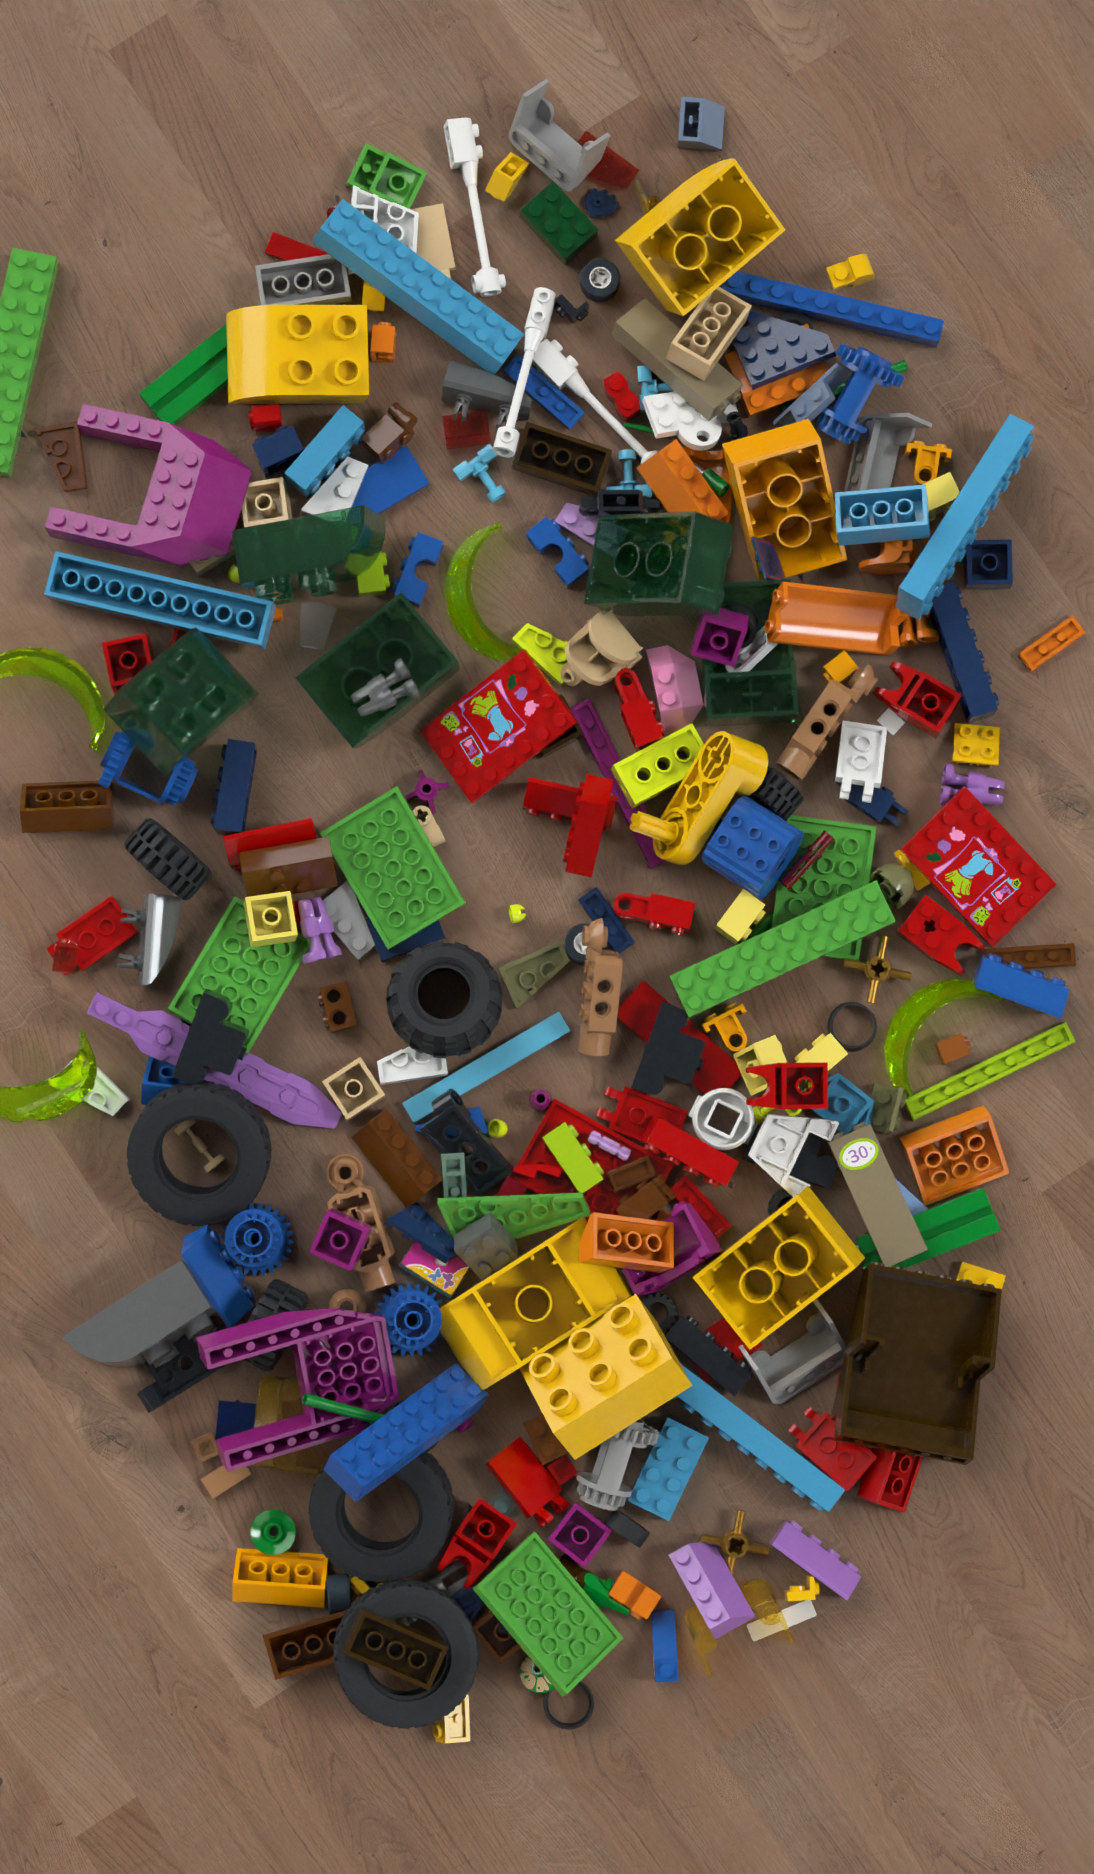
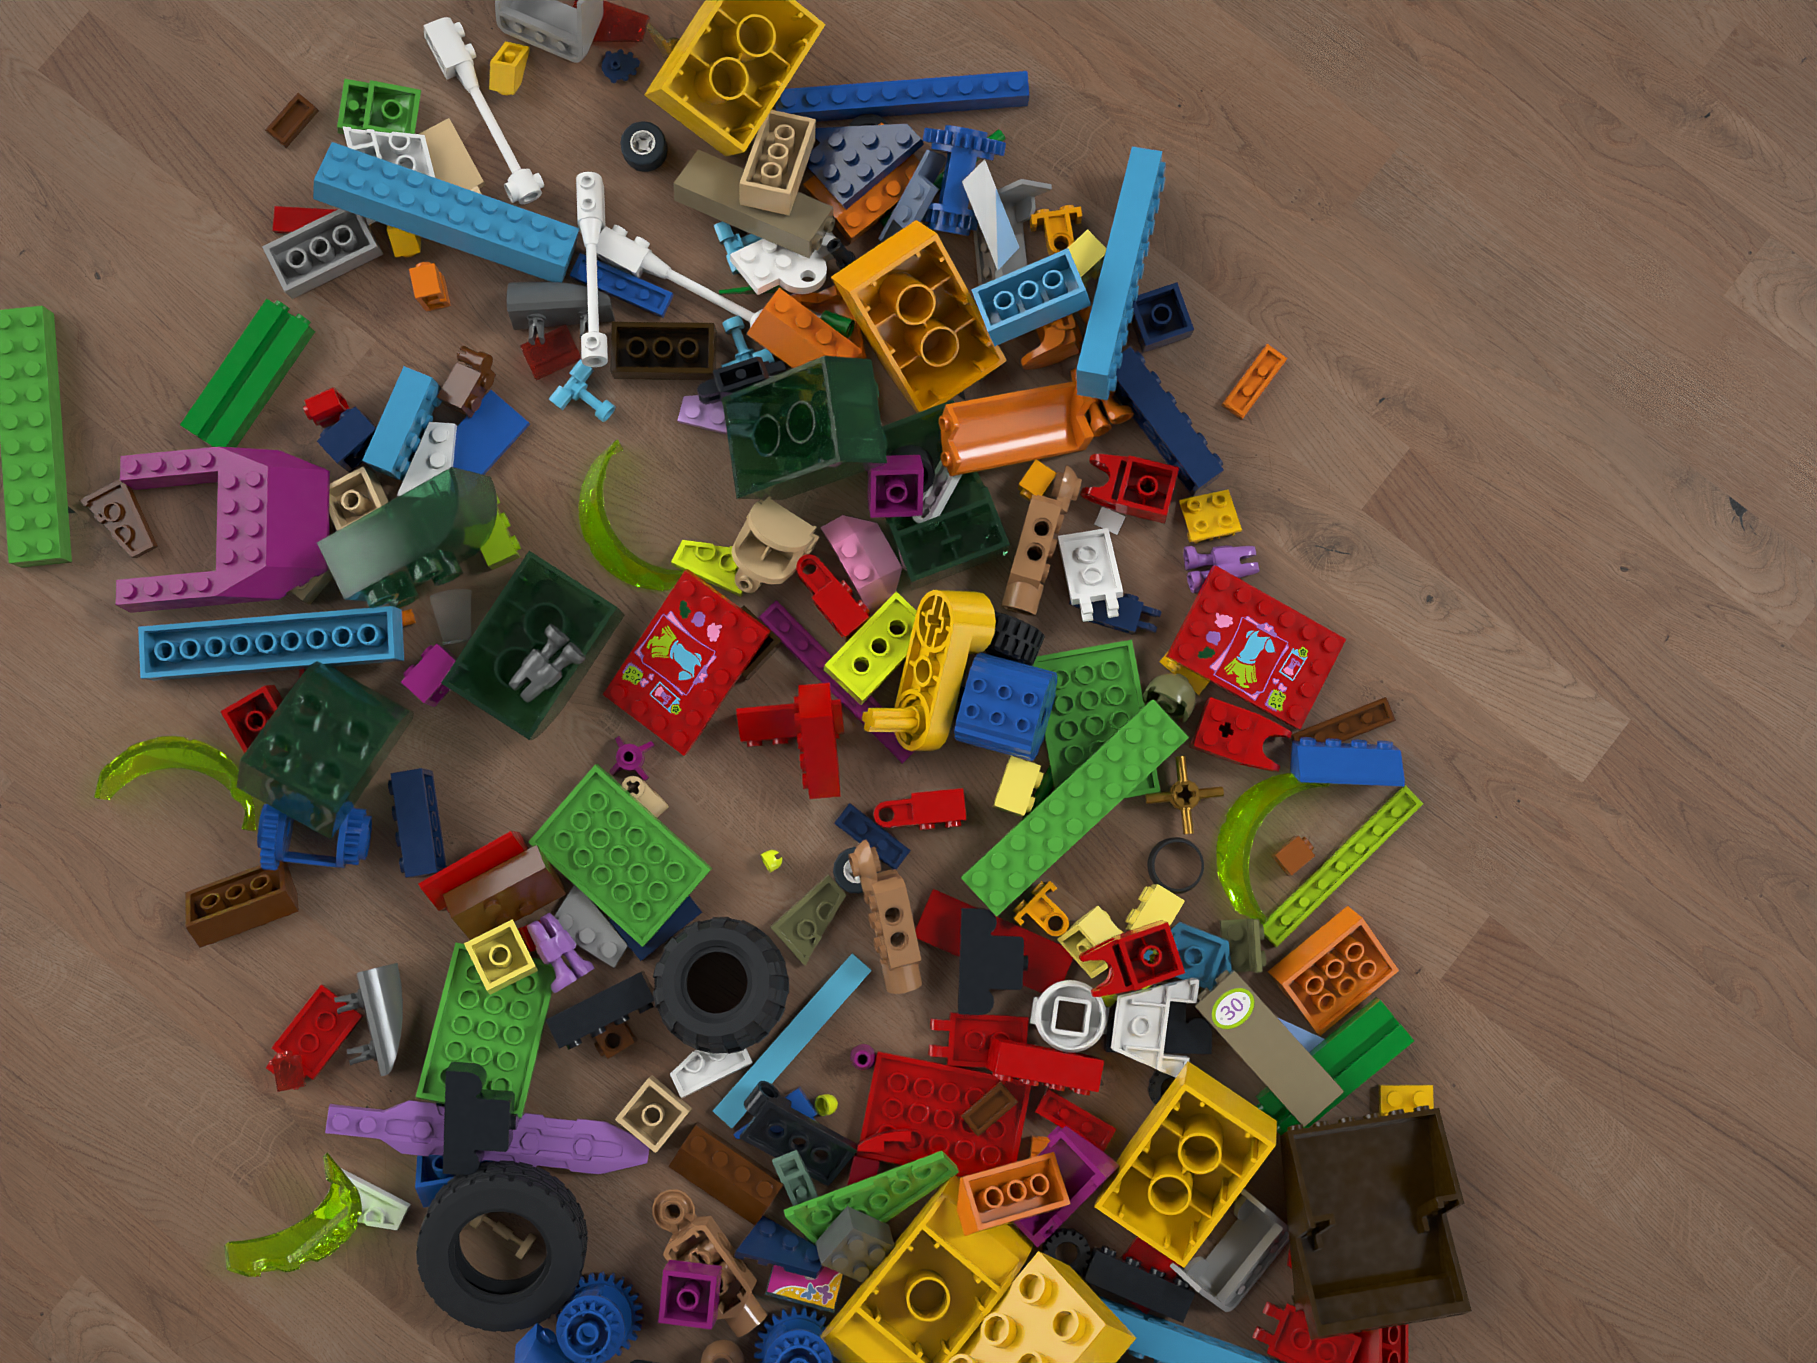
camera: 15 degrees left, 0 degrees up
(167, 859) = (365, 928): black tyre -> none
(283, 669) = (426, 677): none -> magenta brick
(297, 354) = (338, 327): yellow brick -> none
(309, 162) = (292, 120): none -> reddish brown tile
(339, 988) = (600, 1010): none -> black brick
(423, 550) = (543, 498): blue arch -> none
(547, 535) = (673, 438): blue arch -> none
(558, 223) = (580, 99): dark green brick -> none
(565, 308) = (619, 189): black bracket -> none
(573, 1157) = (920, 1112): lime brick -> none
(609, 1145) = (954, 1085): lavender axle -> none
(618, 392) = (702, 261): red brick -> none
(648, 1199) = (1016, 1135): reddish brown hinge -> none
(768, 559) = (920, 386): dark blue piece -> none
(788, 879) = (1079, 674): dark red pin -> none
(853, 271) = (913, 50): yellow brick -> none
(873, 433) = (990, 214): none -> sticker

